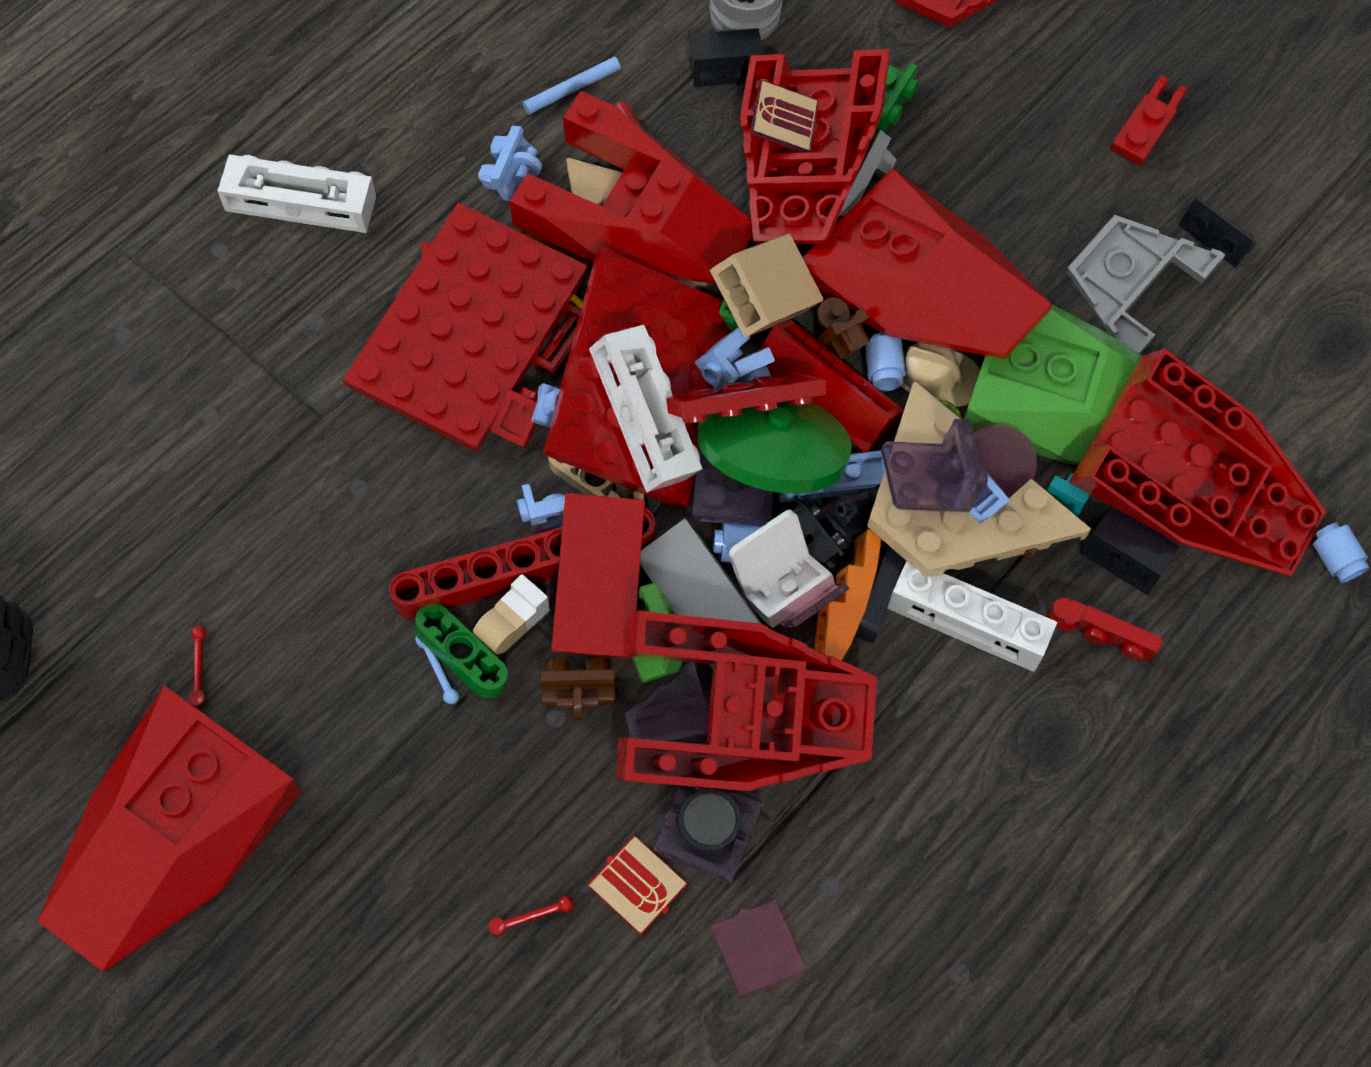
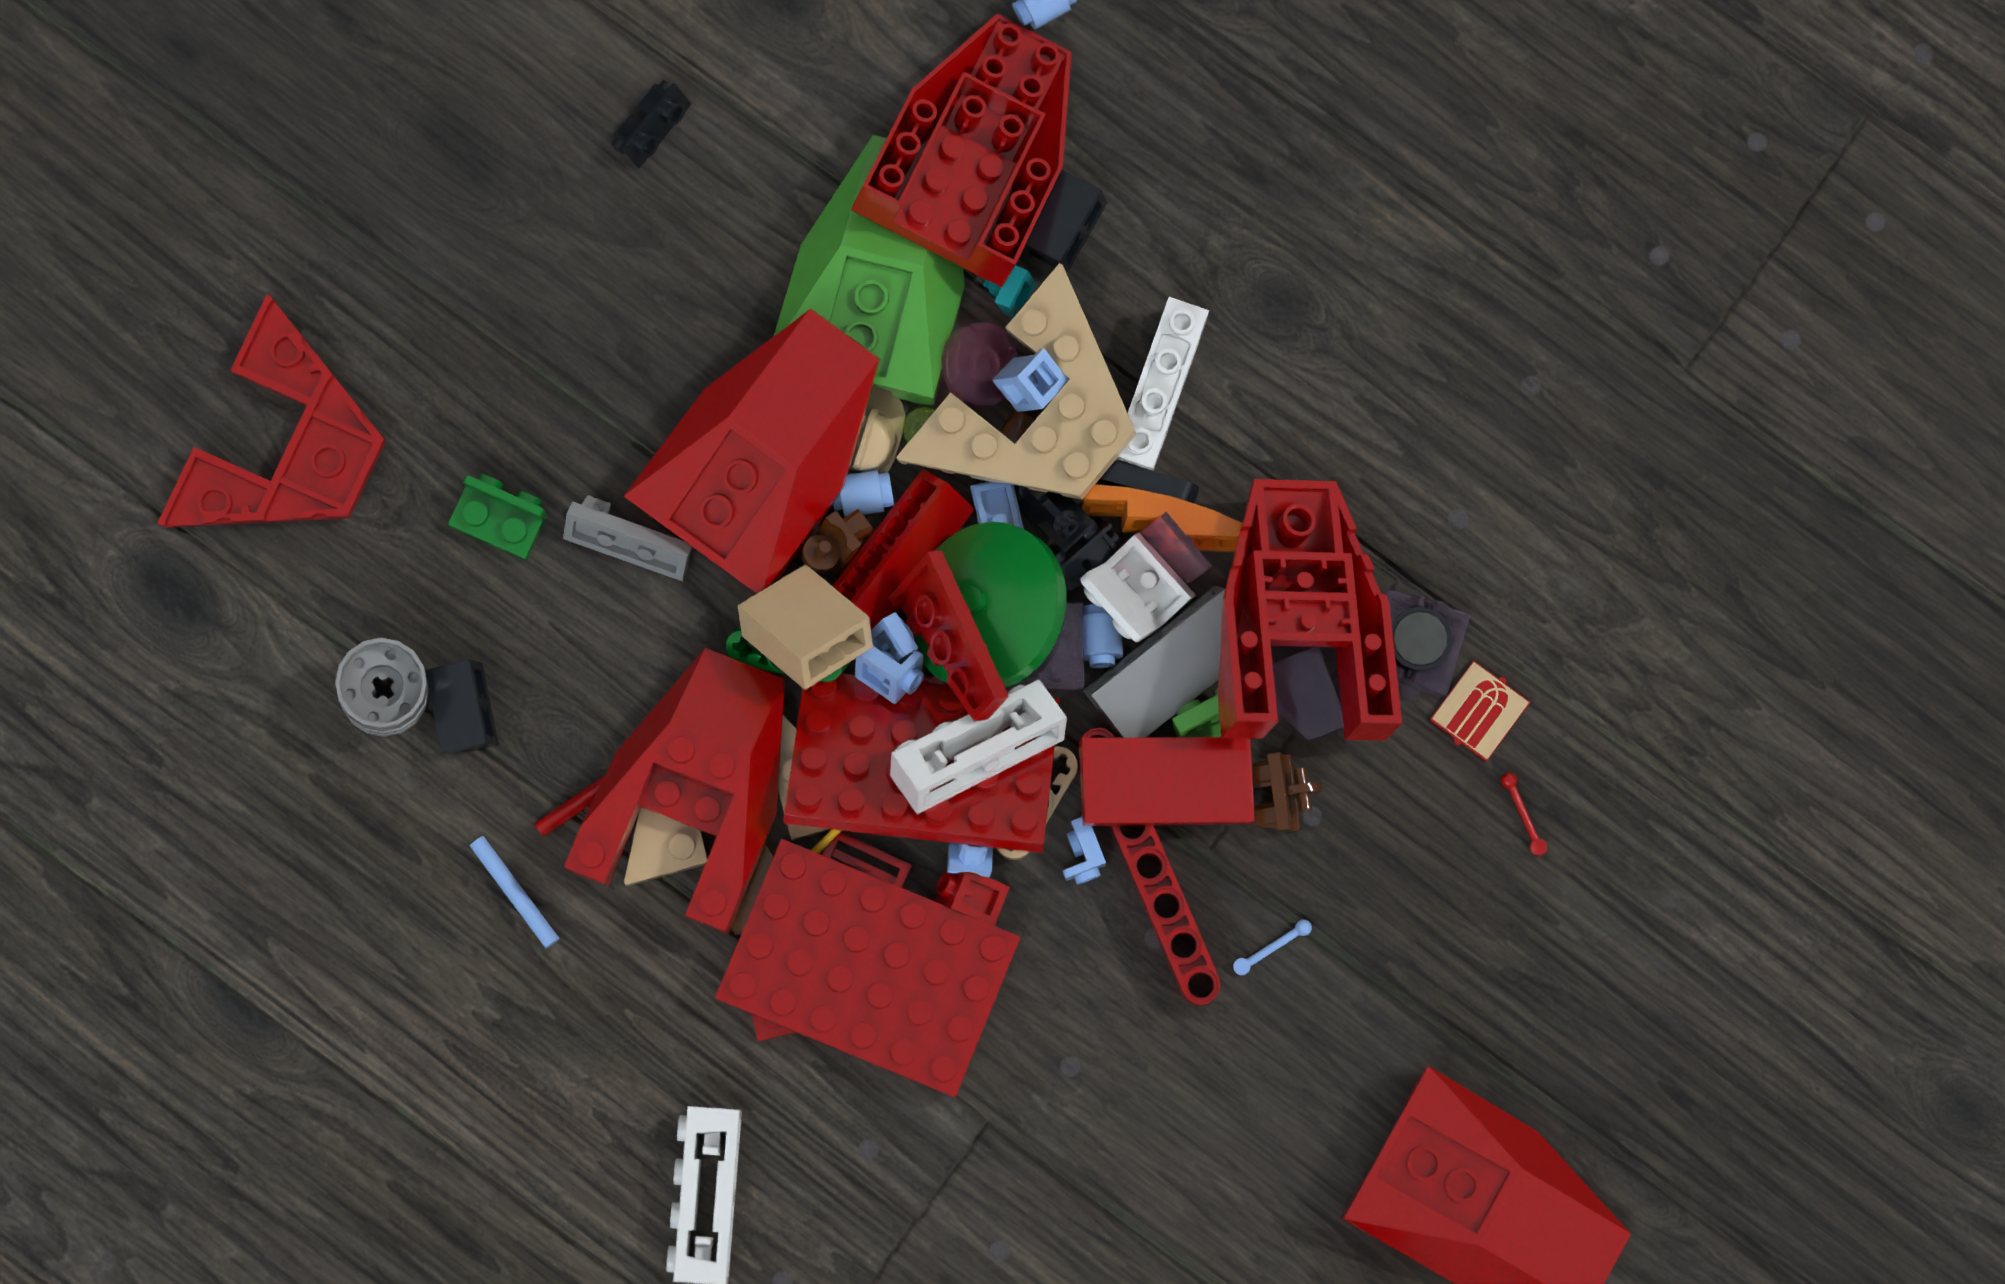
camera: 95 degrees left, 15 degrees up
(196, 697) = (1332, 1198): red hinge -> none
(488, 664) = (1281, 903): green beam -> none
(512, 616) = (1212, 874): leg -> none
(514, 160) = (643, 942): light blue hips -> none
(757, 948) = (1529, 585): clear pink piece -> none
(784, 117) = (563, 626): piece -> none
(807, 190) = (593, 597): red wedge -> none
(936, 474) = (1027, 428): clear purple bracket -> none
(1104, 628) = (1159, 251): red hinge -> none
(1124, 264) = (712, 231): light grey wing -> none
(1147, 123) = (505, 203): red hinge -> none

